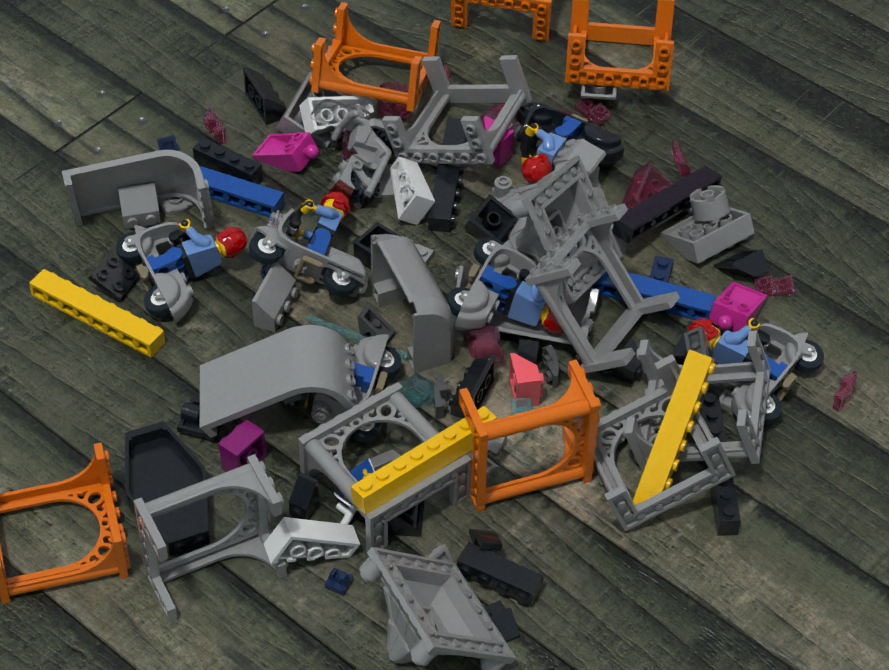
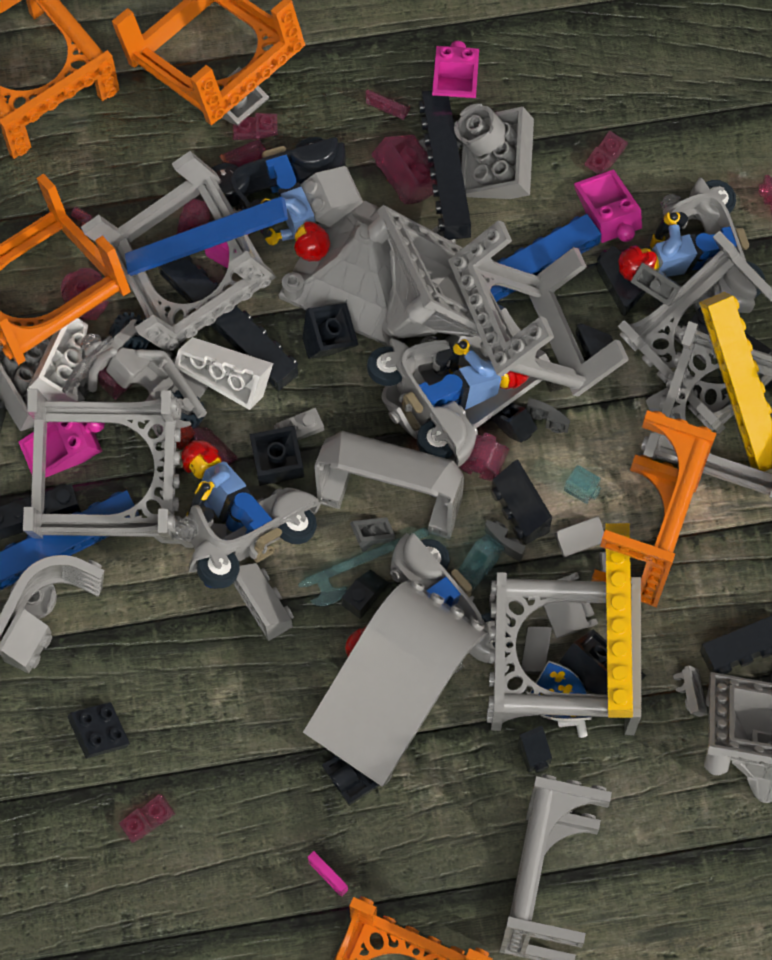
camera: 50 degrees left, 20 degrees up
(74, 337) = (147, 818): none -> clear pink slope
(97, 313) = (130, 779): yellow brick -> none
(118, 446) = (327, 874): none -> dark pink tile
(161, 465) = (419, 864): black container -> none
(186, 256) = (175, 692): piece -> none
(241, 443) = (434, 764): magenta brick -> none
(266, 200) = (158, 412): none -> light grey arch
(310, 540) = (600, 771): white wedge -> none
(339, 581) = (644, 785): dark blue tile -> none
(358, 219) = (224, 452): none -> clear pink slope
(486, 539) = (703, 623): black slope -> none
(487, 113) = (206, 236): none -> blue tile
(525, 379) = (553, 455): coral slope -> none
(661, 268) = (517, 236): dark blue plate -> none
(739, 172) = (456, 71): none -> dark pink slope
(745, 264) = (561, 157): black slope -> none

